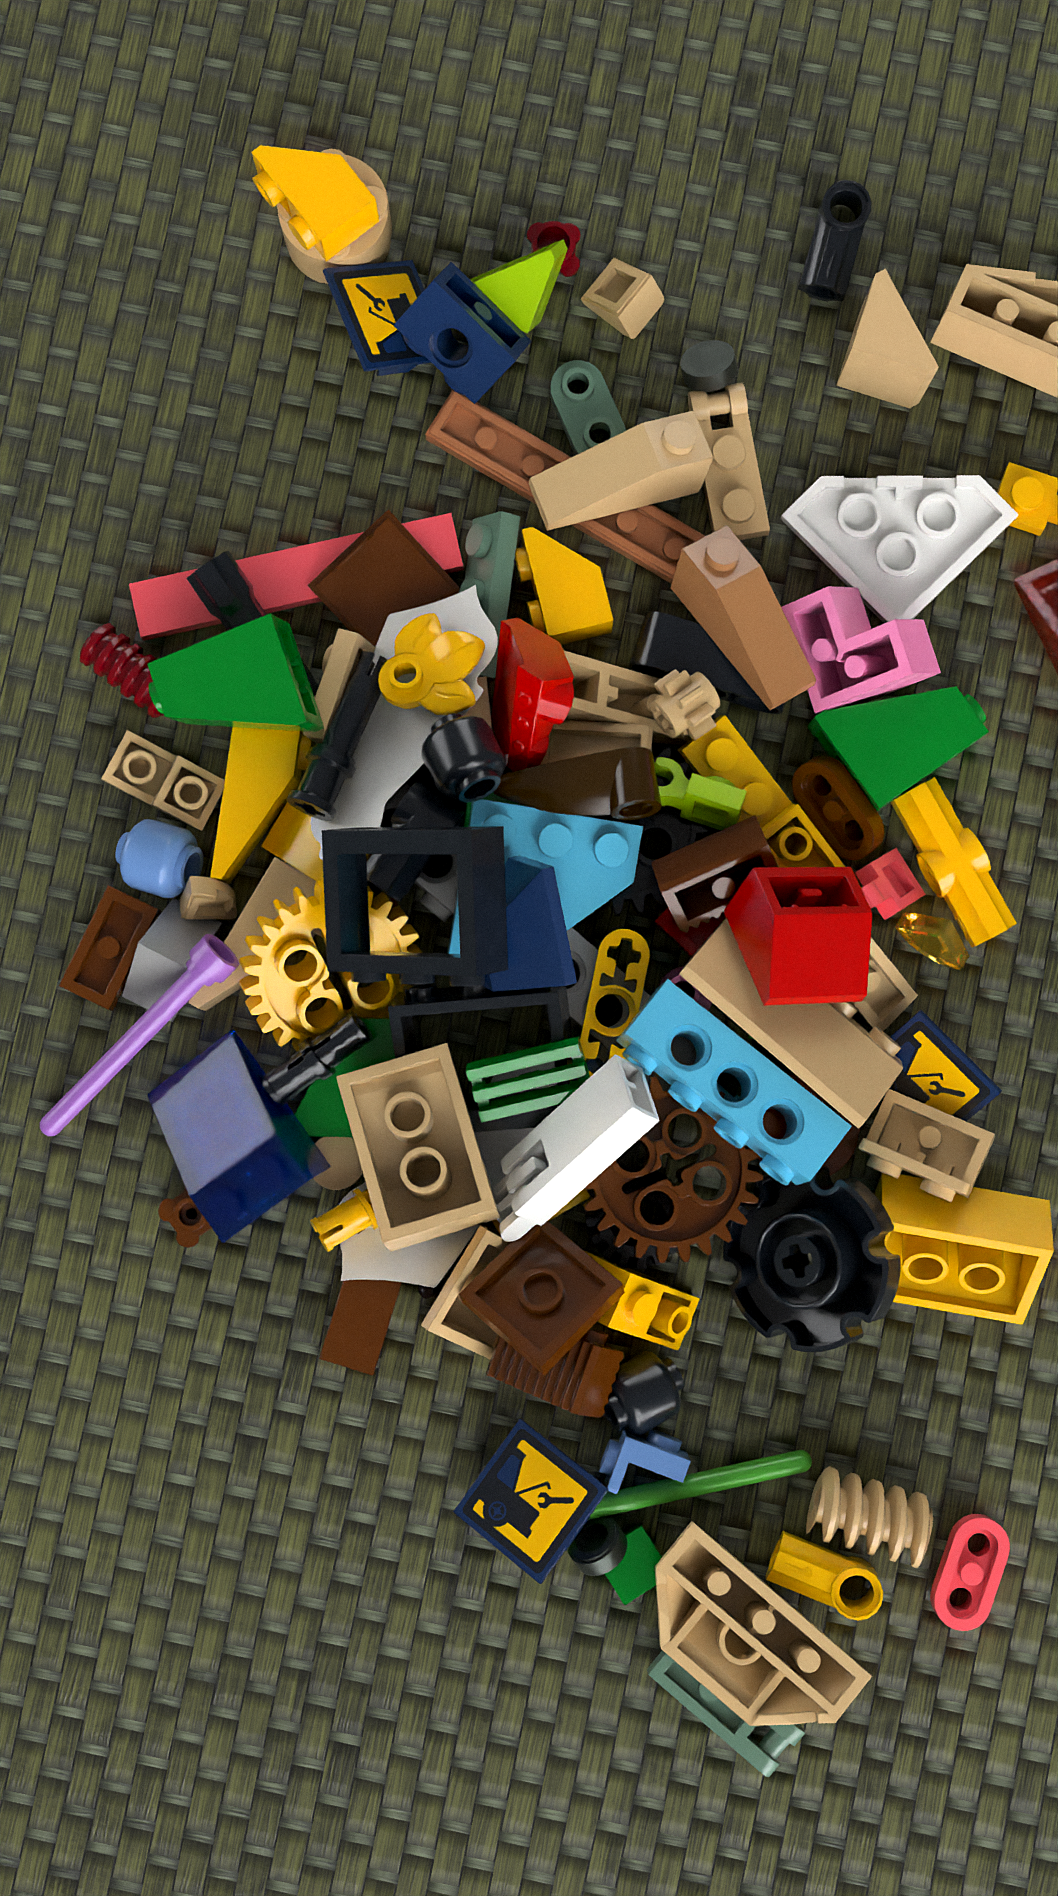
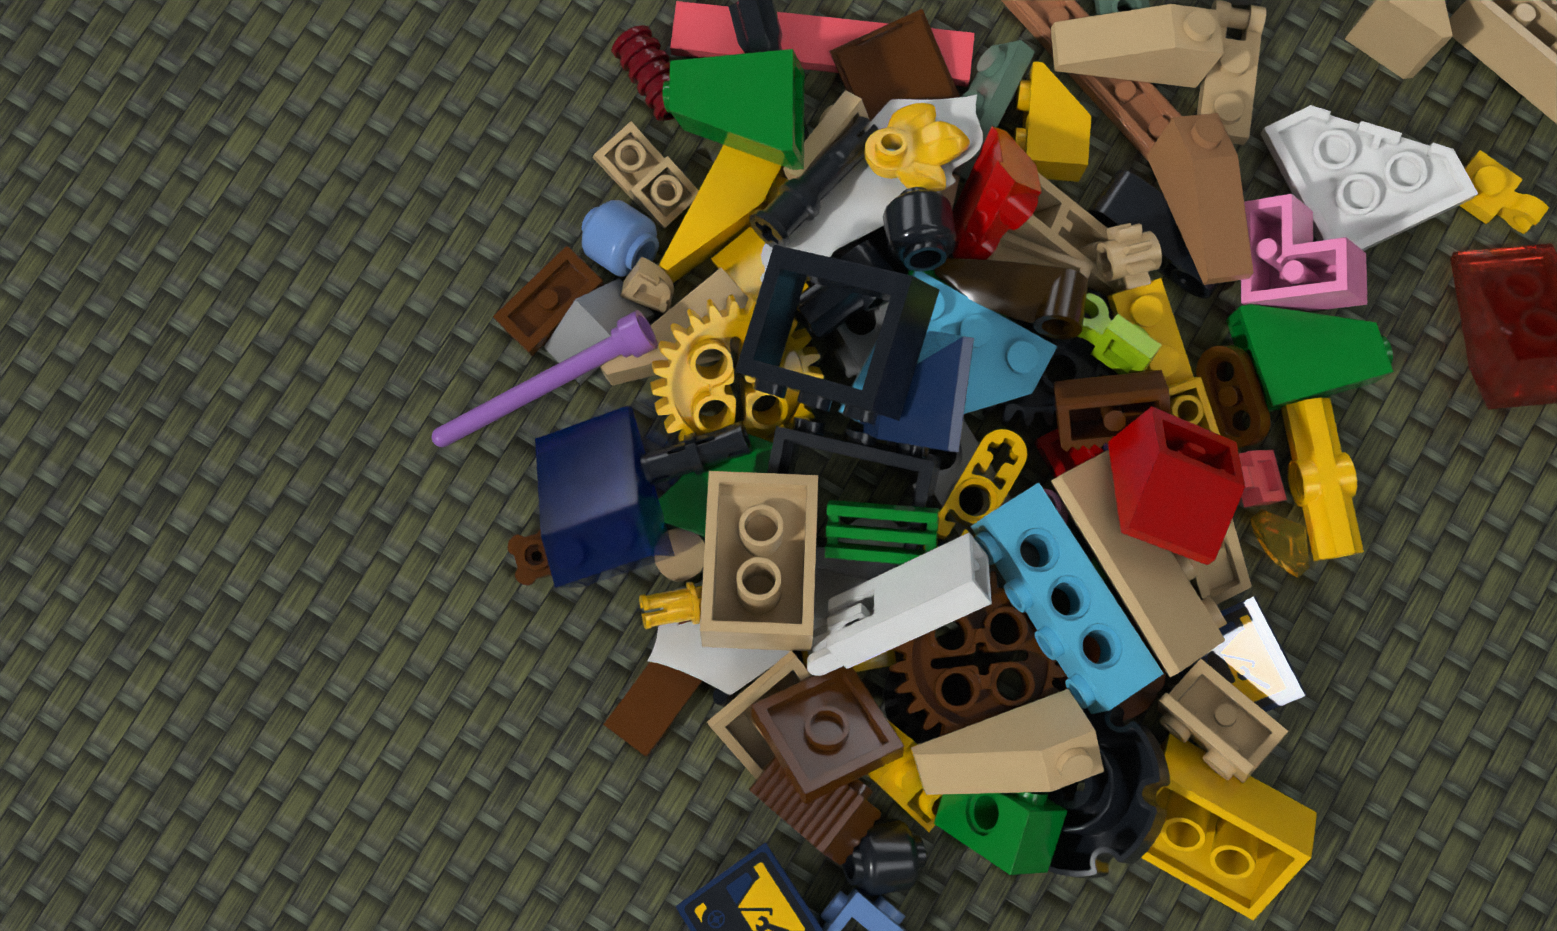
camera: 20 degrees right, 5 degrees down
(734, 1250) = (1014, 752): none -> tan slope
(740, 1315) = (1005, 828): none -> green brick

